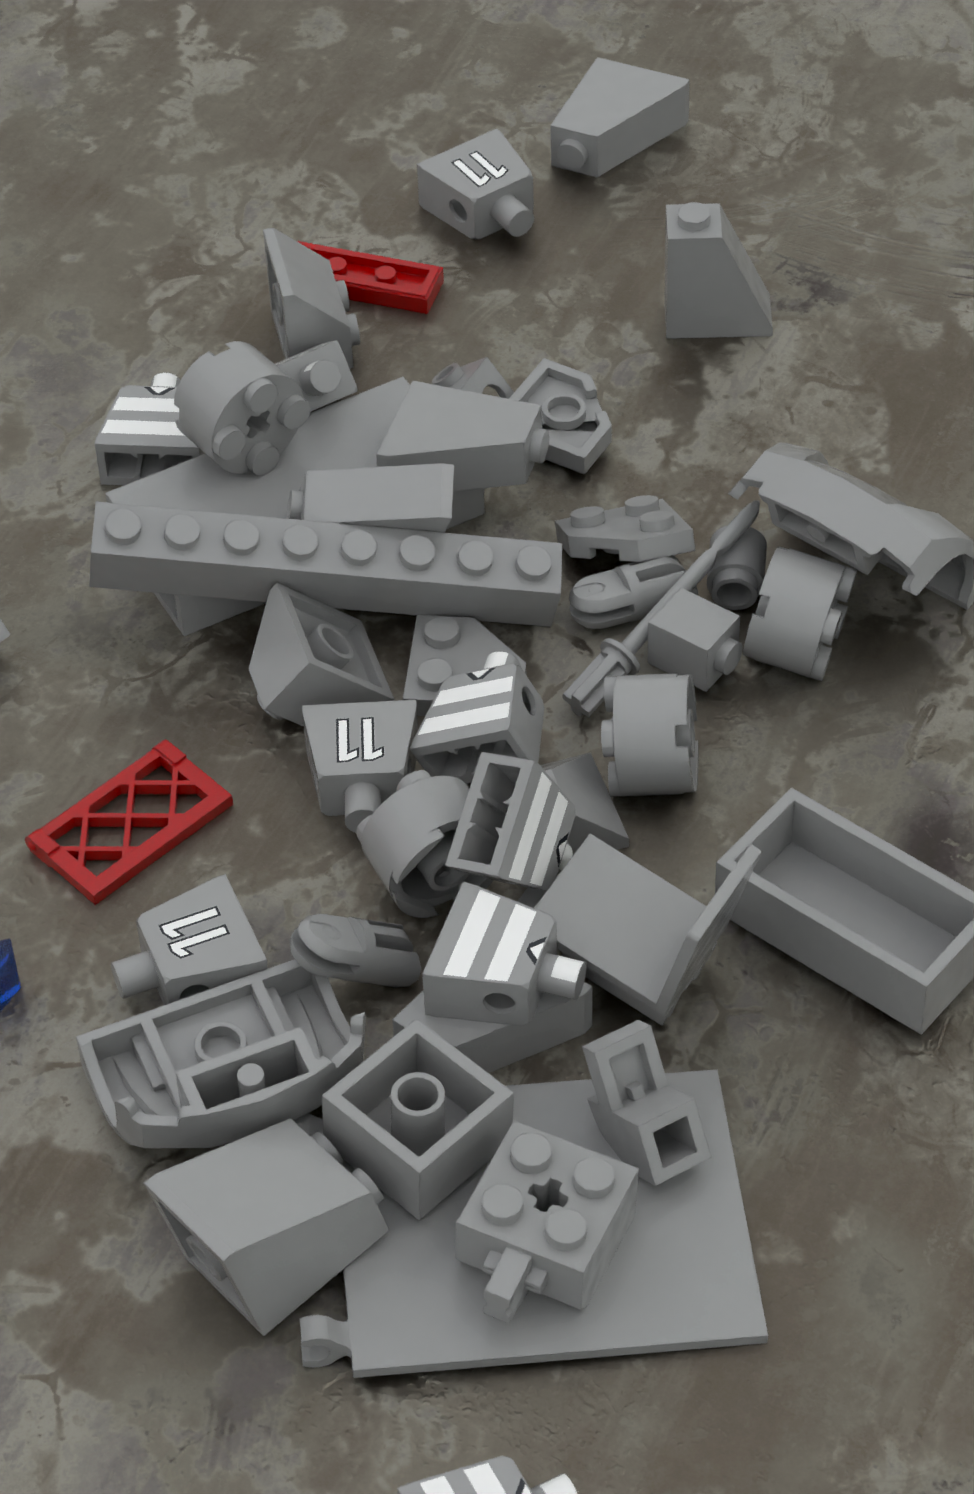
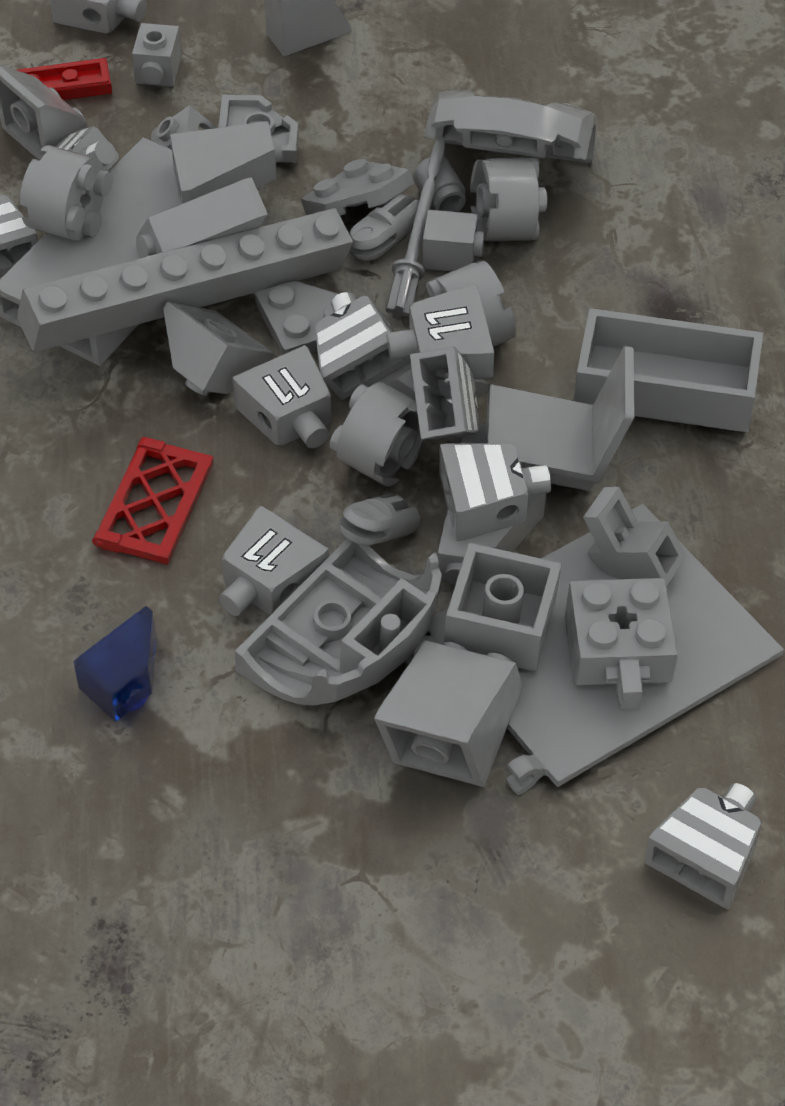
camera: 30 degrees left, 5 degrees up
(502, 283) = (157, 54): none -> light grey brick
(579, 743) = (448, 321): none -> light grey torso

